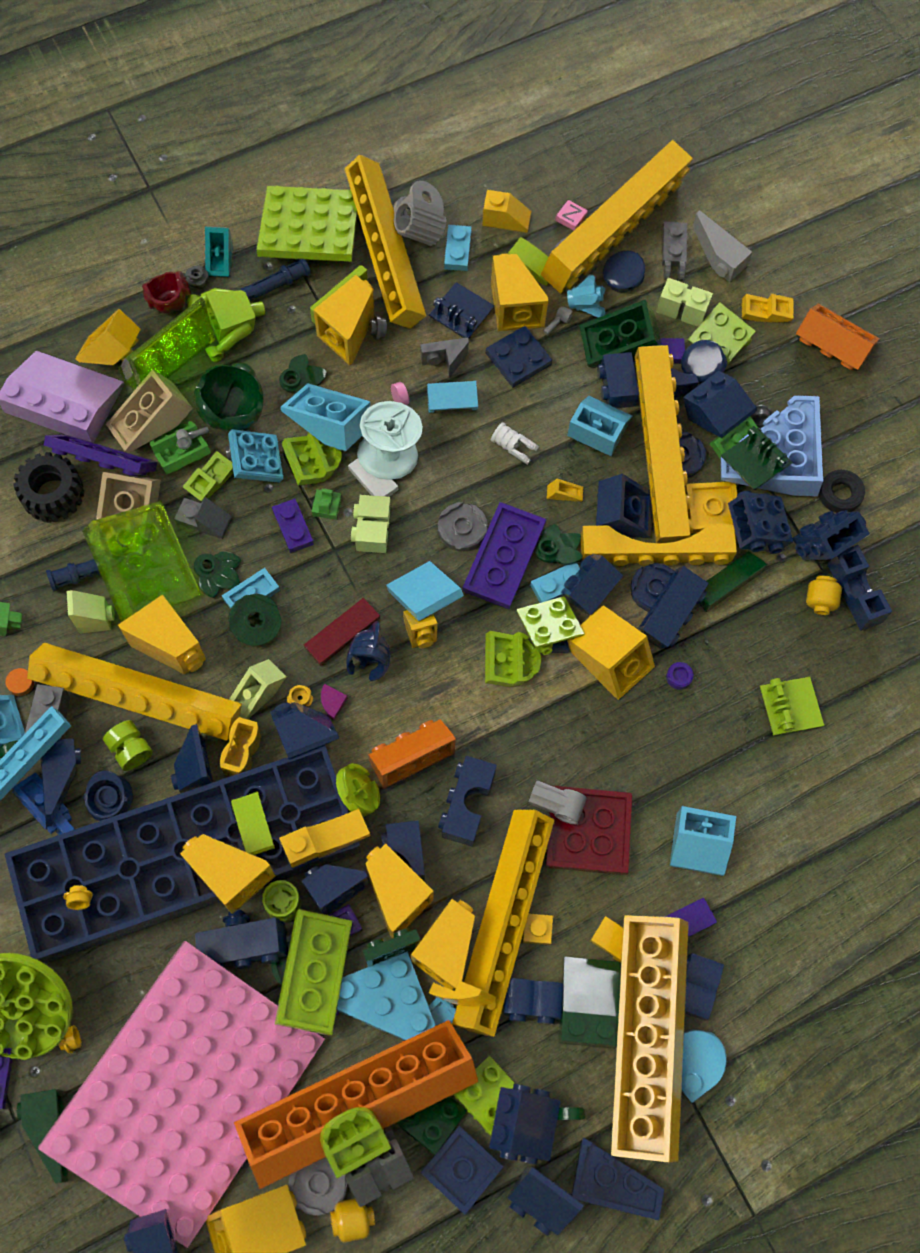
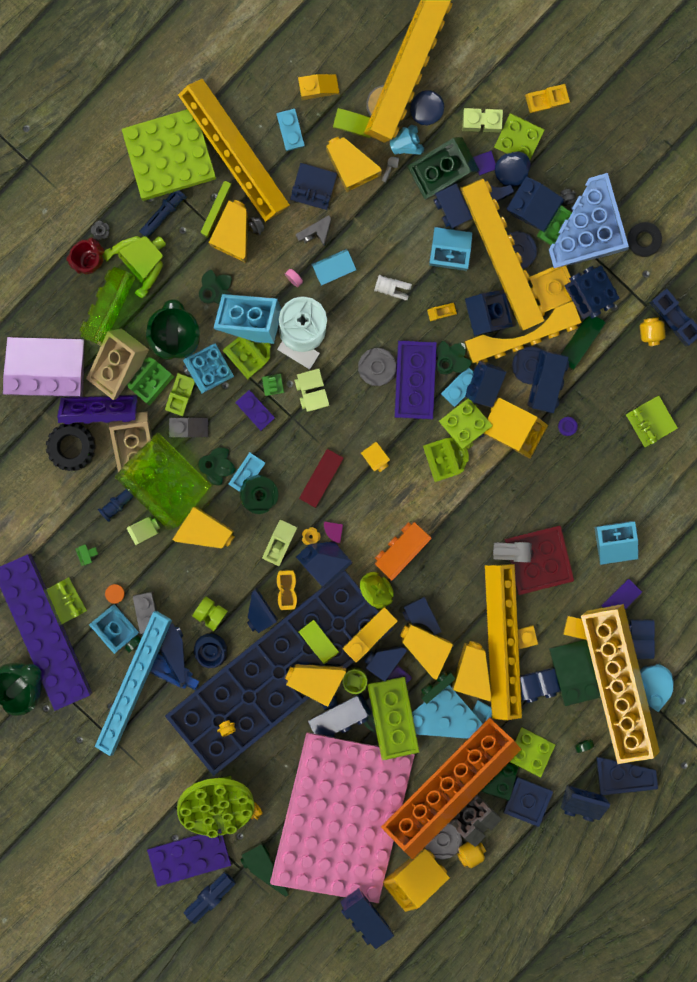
camera: 15 degrees left, 20 degrees up
(110, 341) = (62, 316): yellow slope -> none
(133, 690) = (198, 575): yellow brick -> none
(184, 437) = (151, 373): light grey hand -> none
(218, 251) = (109, 206): teal slope -> none
(352, 1140) = (459, 814): lime slope -> none
(369, 647) = (347, 487): dark blue helmet -> none
(424, 590) = (370, 432): medium azure tile -> none
(426, 218) = (253, 124): light grey piece -> none
(463, 995) = (494, 701): yellow slope -> none
(473, 778) = (449, 552): dark blue arch -> none
(518, 356) = (370, 210): dark blue plate -> none
(524, 1124) = (558, 763): dark blue brick -> none
(571, 215) = (369, 67): bright pink tile -> none
(674, 248) = (459, 69): flat silver hinge -> none
(722, 250) = (498, 60): light grey slope -> none
(756, 458) = (575, 246): dark green hinge -> none
(830, 535) = (645, 286): dark blue brick -> none
(836, 337) = (608, 106): orange slope -> none

